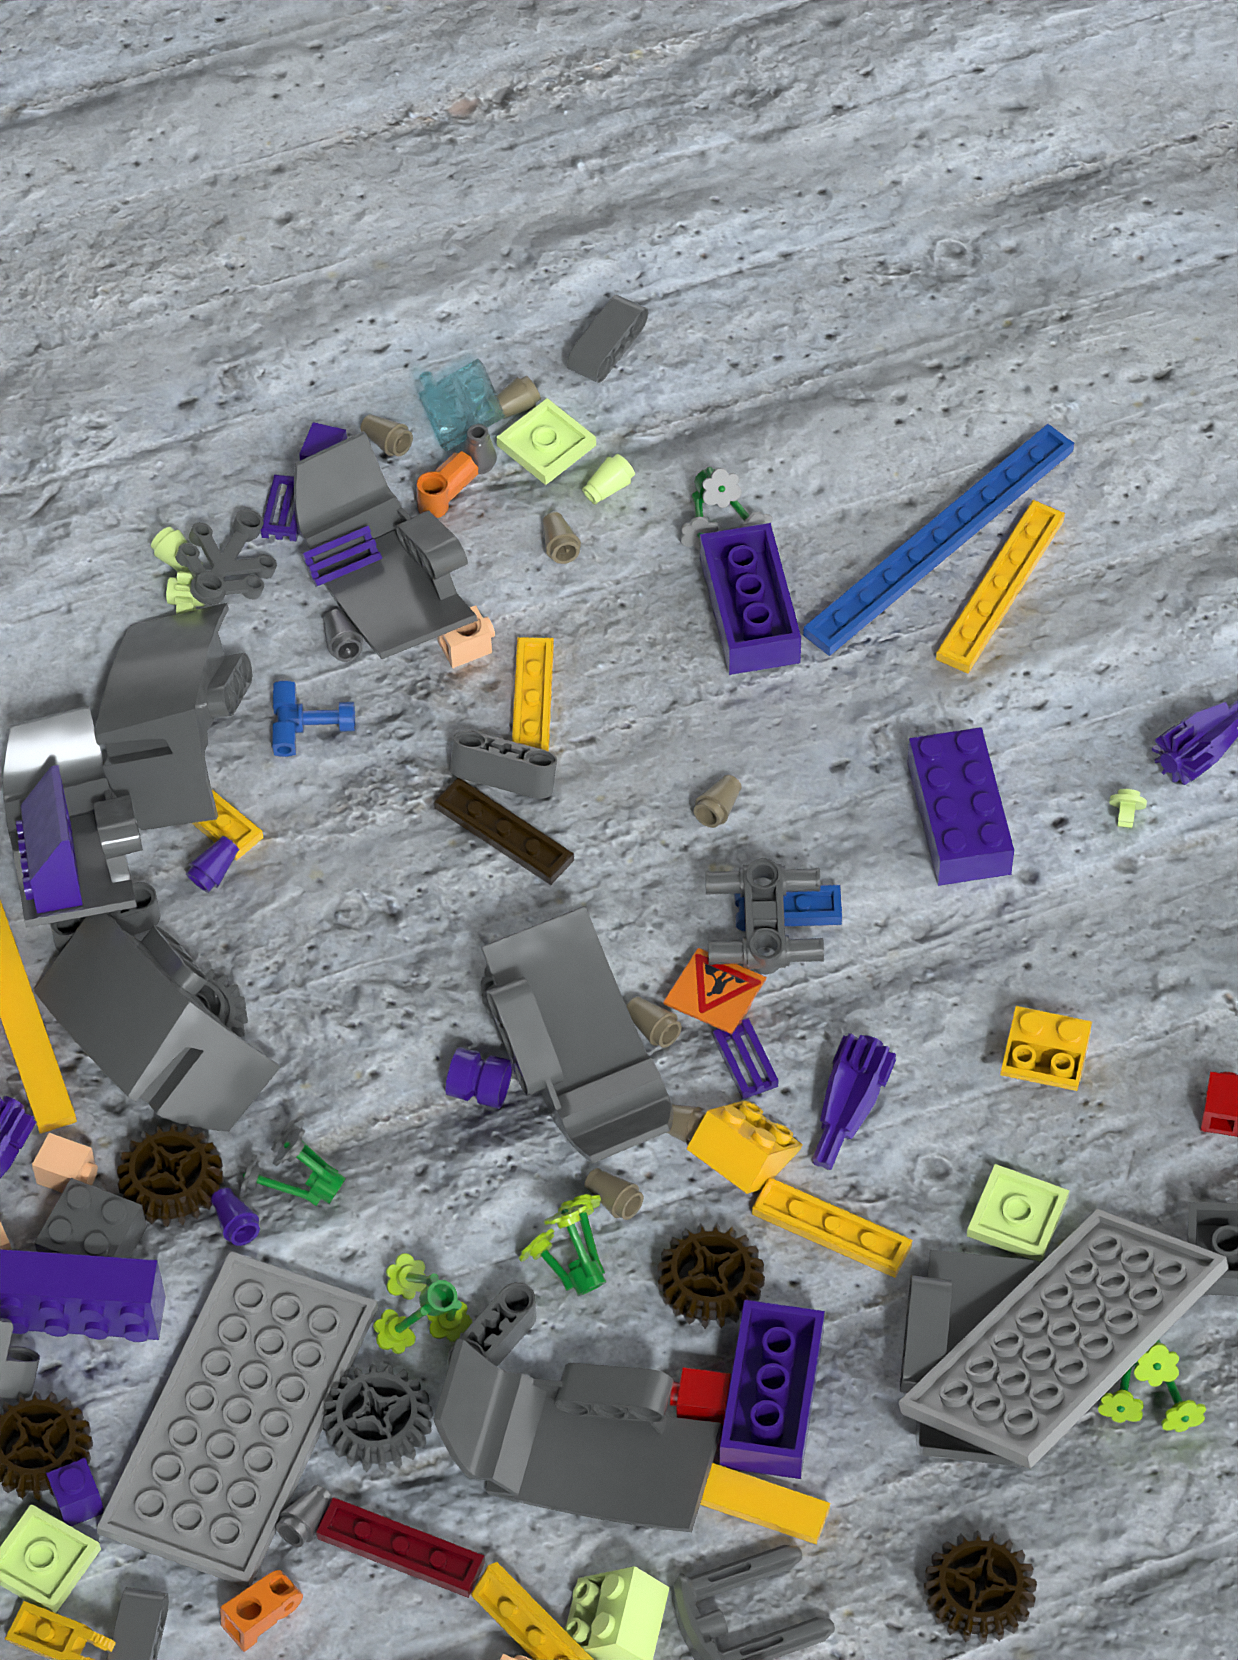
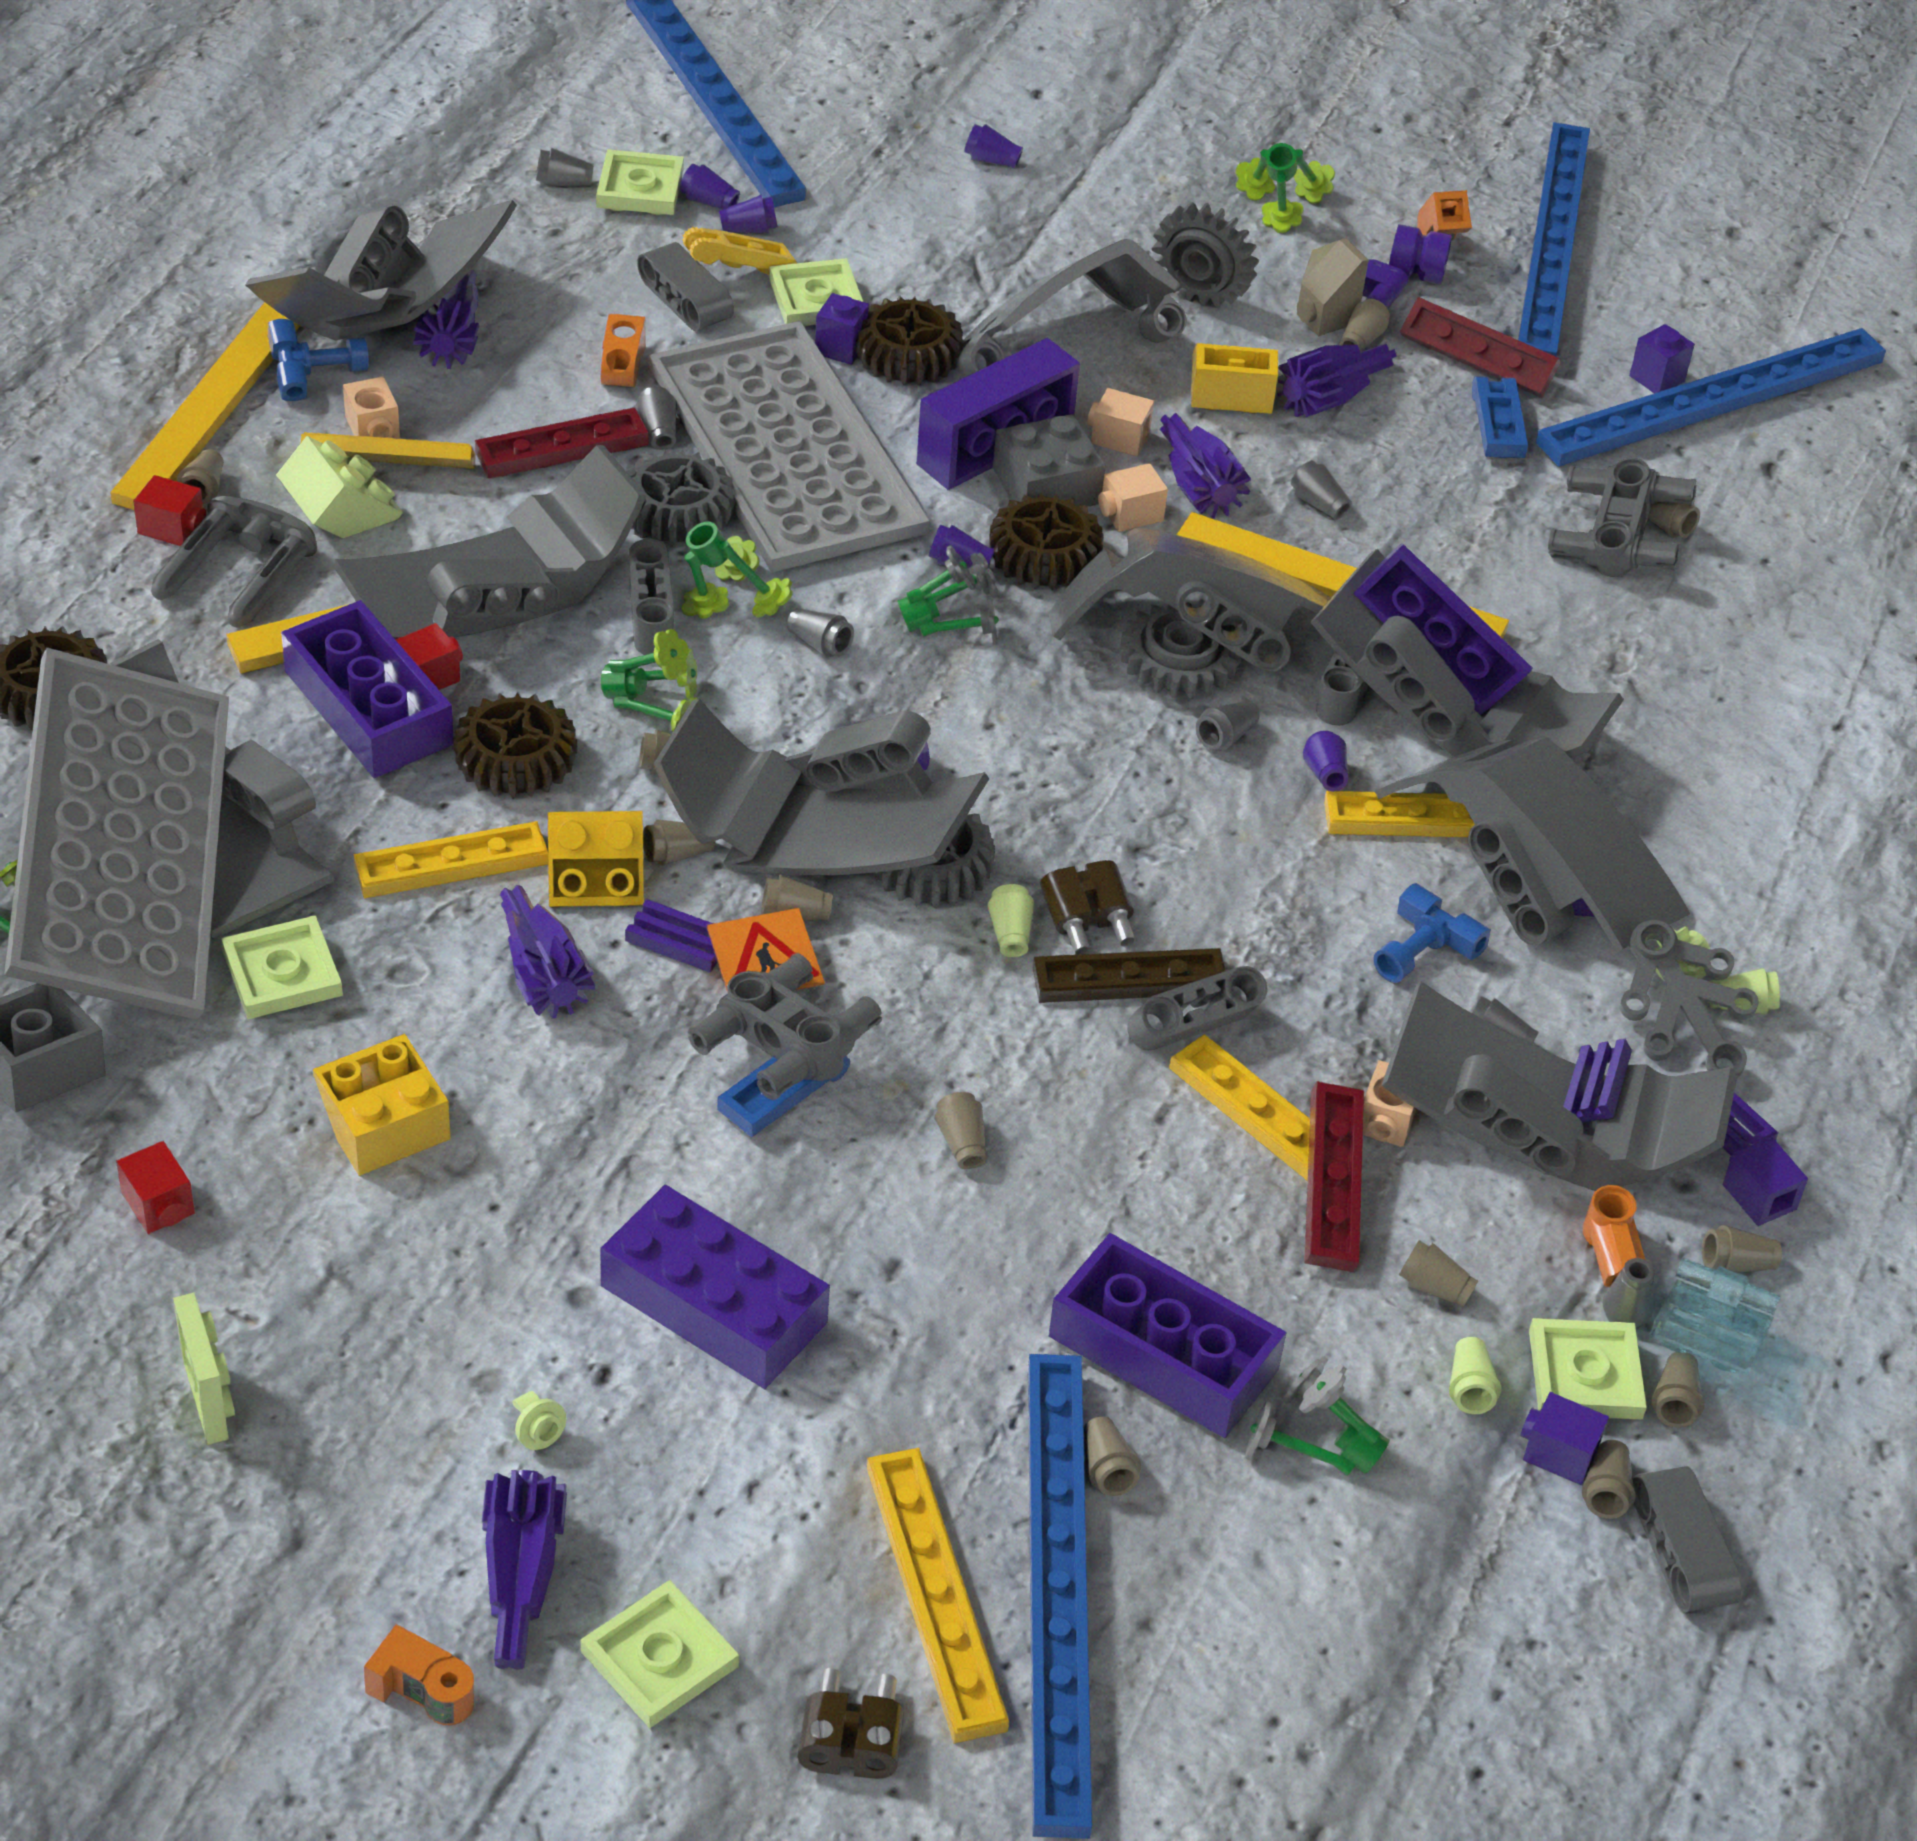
camera: 130 degrees right, 10 degrees down
(234, 943) = (1225, 724): none -> flat silver cone
(406, 1219) = (823, 631): none -> flat silver cone
(474, 888) = (1088, 898): none -> dark brown piece
(535, 908) = (1012, 918): none -> yellowish green cone
(551, 616) = (1334, 1177): none -> dark red plate
(605, 416) = (1563, 1437): none -> dark purple brick
(606, 388) = (1610, 1481): none -> dark tan cone
(845, 572) = (1110, 1458): none -> dark tan cone
(1116, 545) = (851, 1733): none -> dark brown piece
(1174, 647) = (659, 1653): none -> yellowish green plate

